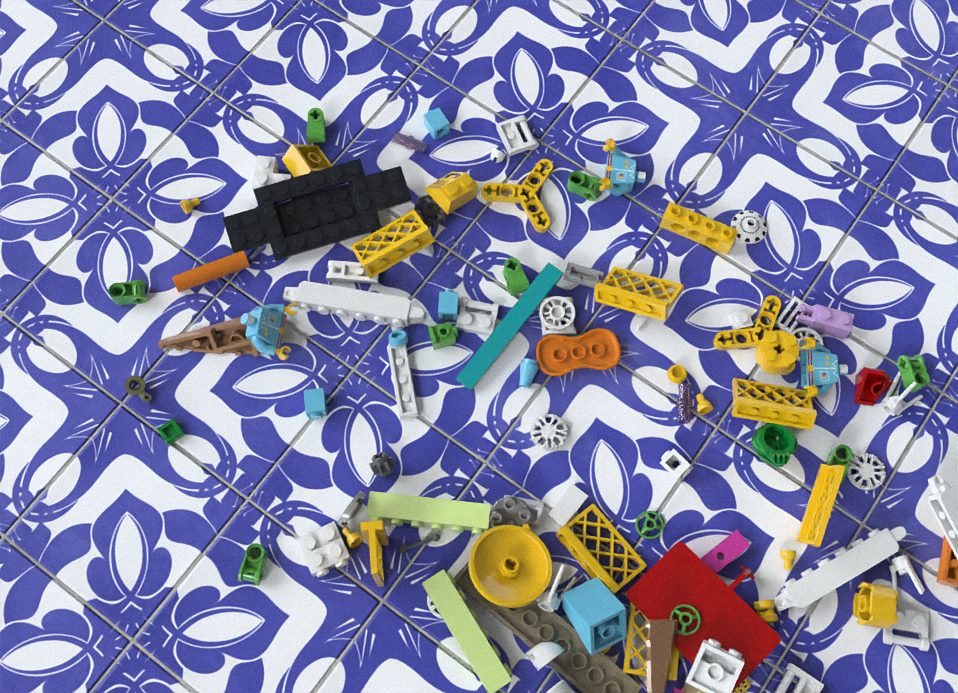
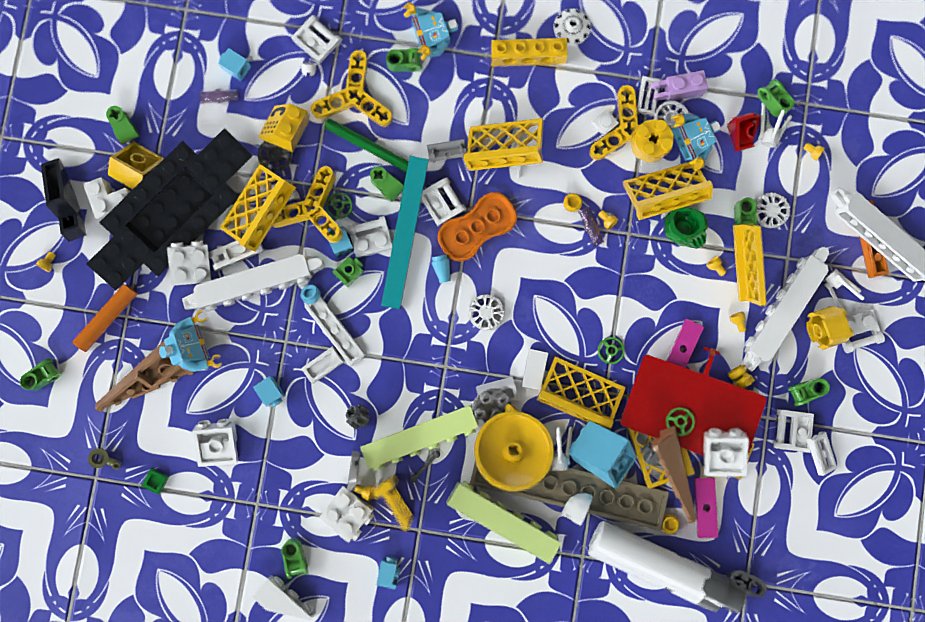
camera: 25 degrees left, 15 degrees up
(216, 591) = (278, 599): none -> white slope
(232, 162) = (62, 200): none -> black slope
(243, 424) = (215, 443): none -> white plate
(308, 260) = (189, 263): none -> white plate
(333, 623) = (388, 572): none -> medium azure brick
(375, 405) = (322, 365): none -> white tile
(439, 269) = (313, 215): none -> yellow piece
(469, 277) = (342, 208): none -> bright green piece
(514, 238) = (366, 144): none -> green axle
(557, 313) = (441, 200): white wheel -> none
(640, 637) = (649, 455): none -> dark grey gear
(668, 460) = (613, 294): white brick -> none
(788, 495) = (715, 264): none -> yellow piece
(824, 659) = (805, 391): none -> bright green piece
(932, 438) = (815, 151): none -> yellow piece

